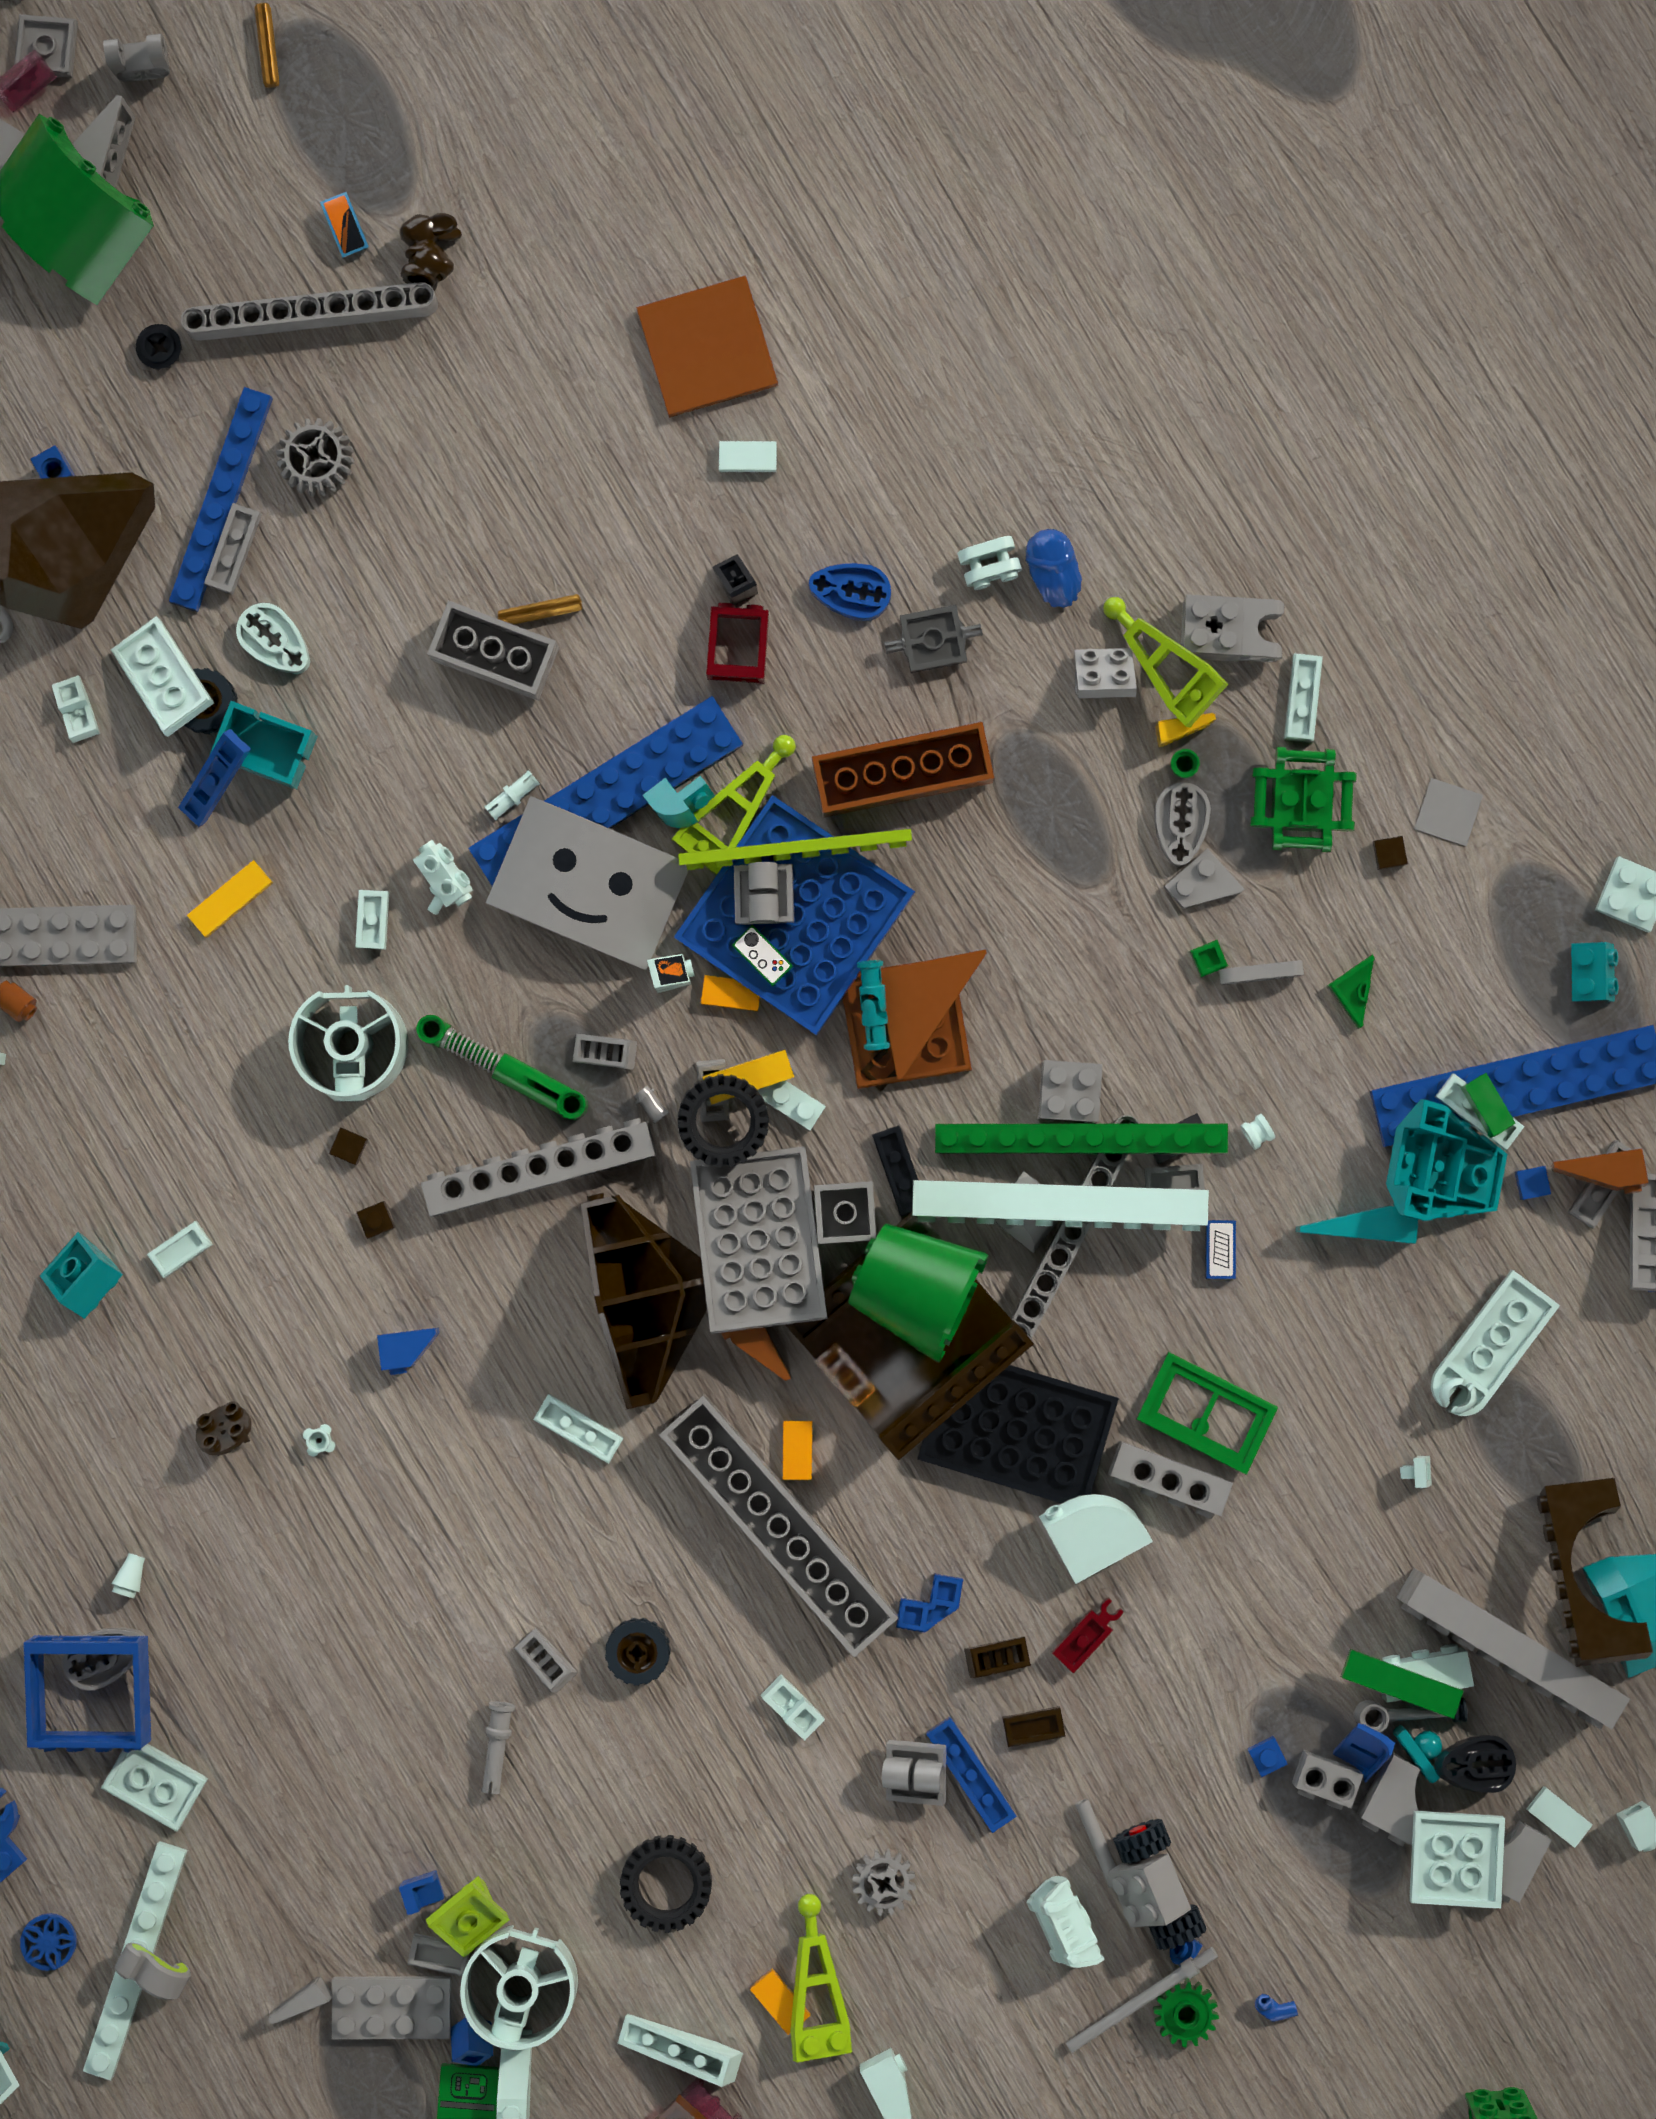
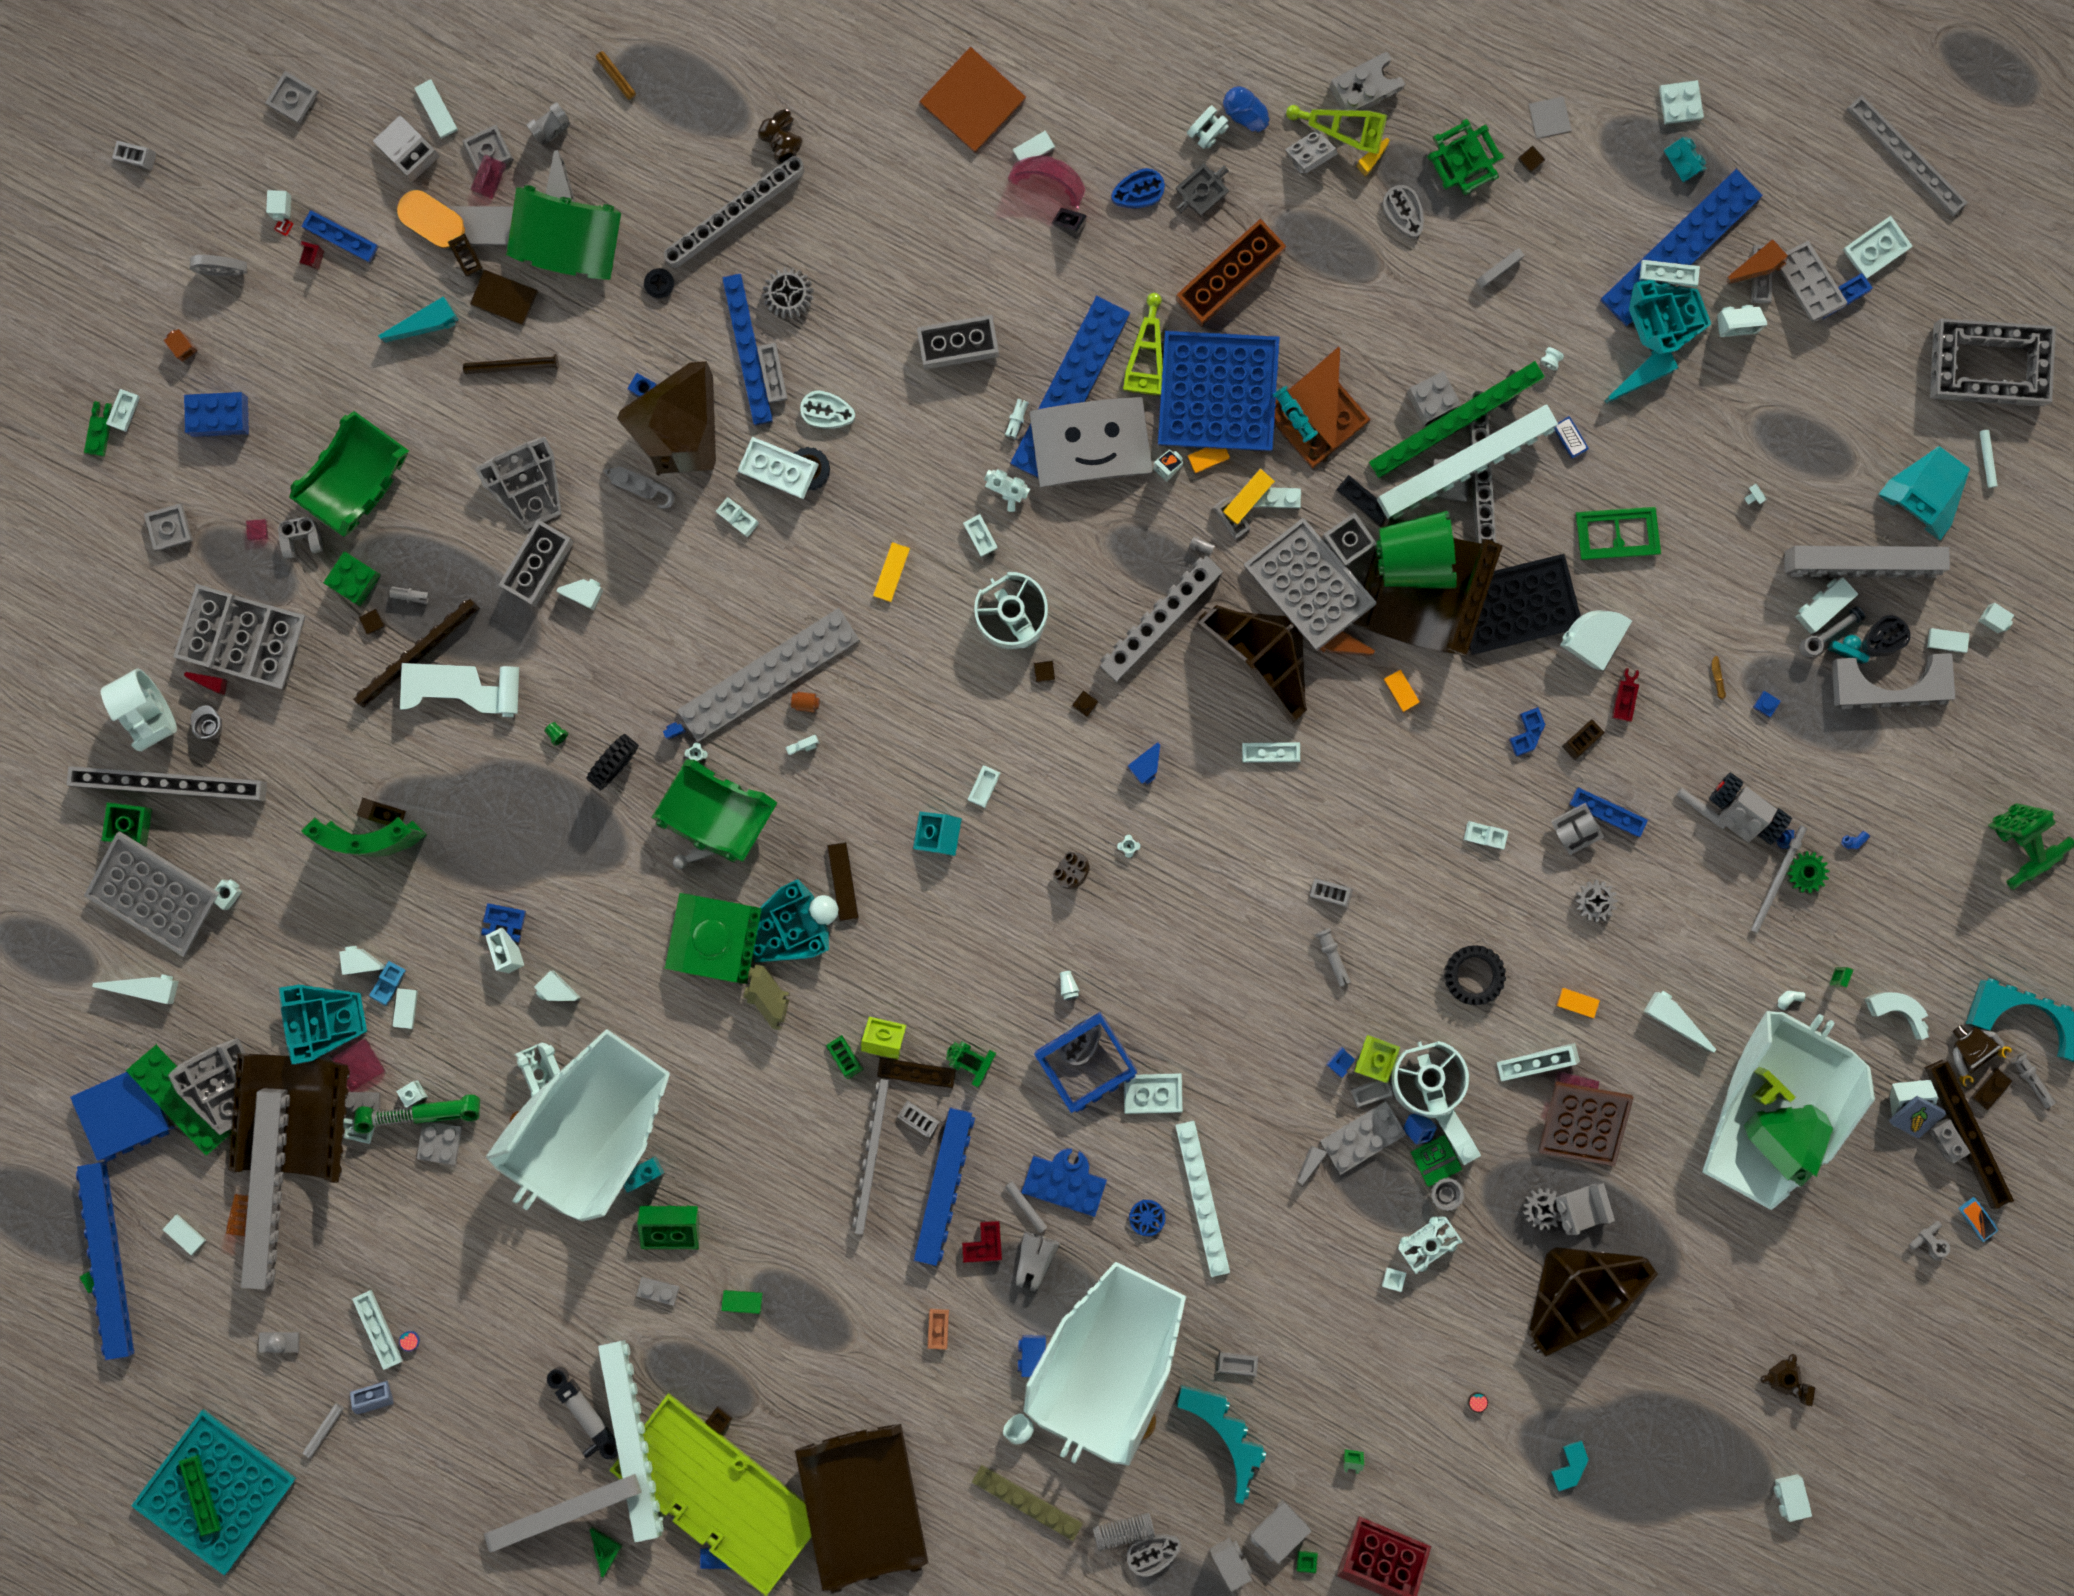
camera: 35 degrees left, 0 degrees up
(152, 1972) = (1218, 1195): light grey animal -> none
(214, 778) = (845, 506): blue hinge -> none
(274, 744) = (862, 474): teal piece -> none
(344, 224) = (723, 151): slope -> none
(504, 1068) = (1108, 574): green piece -> none
(541, 609) = (970, 303): pearl gold axle -> none
(628, 1057) = (1139, 533): light grey slope -> none
(651, 1641) = (1369, 853): black wheel -> none
(678, 808) = (1114, 370): teal brick -> none
(730, 1154) = (1272, 523): black tyre -> none
(737, 673) = (1102, 274): dark red window -> none
(753, 498) = (1053, 169): none -> clear pink windscreen
(762, 955) = (1215, 423): tile -> none
(763, 893) = (1195, 387): light grey plate -> none
(779, 1525) = (1417, 736): light grey brick -> none
(782, 850) = (1205, 347): lime plate -> none
(824, 2039) = (1614, 1009): lime plate -> none
(863, 1385) = (1419, 635): clear orange slope -> none
(1034, 1726) = (1627, 765): dark brown tile -> none
(1065, 1924) = (1710, 862): light aqua piece -> none
(1175, 1177) = (1521, 410): light grey tile -> none
(1189, 755) = (1387, 170): green piece -> none
(1202, 882) = (1436, 237): light grey wing -> none
(1208, 958) = (1465, 278): green tile -> none
(1215, 1488) = (1648, 572): light grey brick -> none
(1225, 1680) = (1717, 673): none -> pearl gold piece
(1303, 698) = (1430, 101): light aqua tile -> none
(1329, 1774) = (1807, 692): light grey brick -> none
(1353, 990) = (1557, 248): green tile -> none
(1365, 1749) = (1813, 666): blue piece -> none
(1402, 1683) = (1817, 616): green tile -> none
(1457, 1859) = (1907, 694): light aqua plate -> none
(1488, 1105) = (1672, 266): green slope -> none
(1492, 1345) = (1754, 400): light aqua plate -> none
(1532, 1182) = (1722, 296): blue tile -> none
(1537, 1230) = (1740, 321): none -> light aqua slope
(1593, 1635) = (1906, 522): dark brown arch -> none

